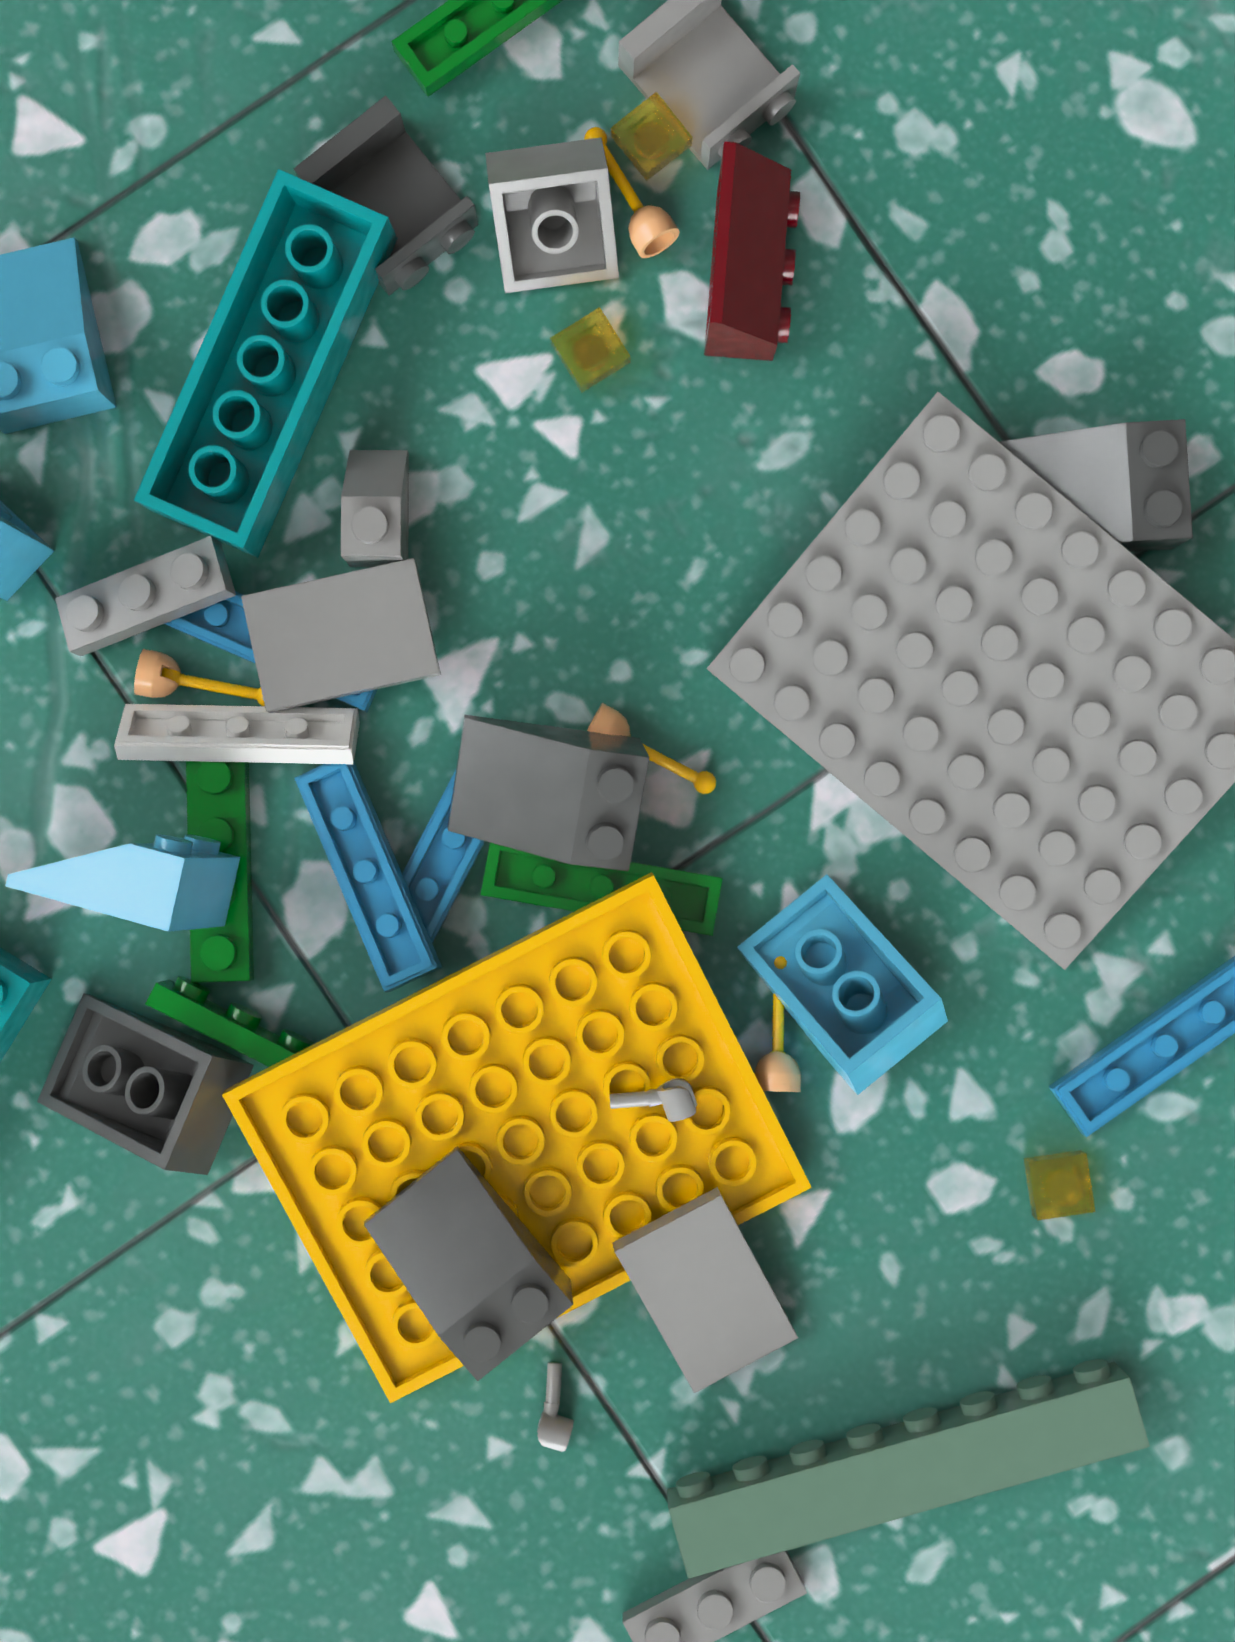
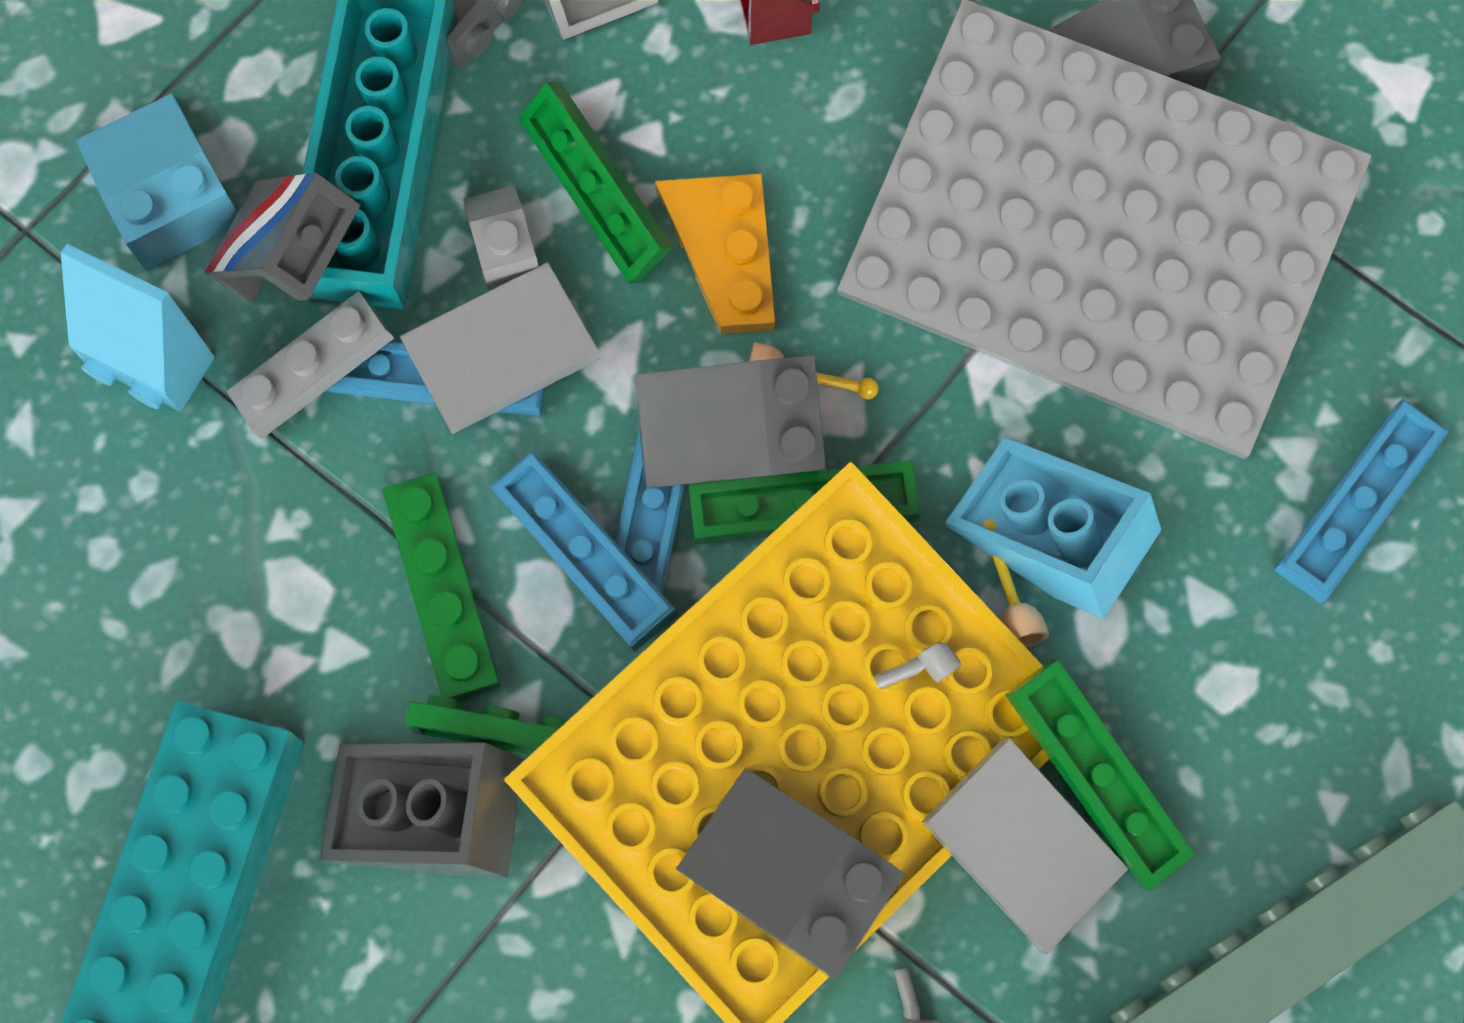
camera: 15 degrees left, 15 degrees down
(143, 459) = (283, 236): none -> dark grey panel
(155, 884) = (369, 598): medium azure slope -> none
(160, 675) = (342, 431): hinge -> none
(237, 734) = (426, 461): white tile -> none
(489, 475) = (595, 182): none -> green plate
(590, 349) = (651, 60): clear yellow plate -> none
(608, 583) = (727, 245): none -> light orange wing
(798, 1247) = (1100, 775): none -> green plate
(1059, 1185) = (1318, 653): clear yellow plate -> none

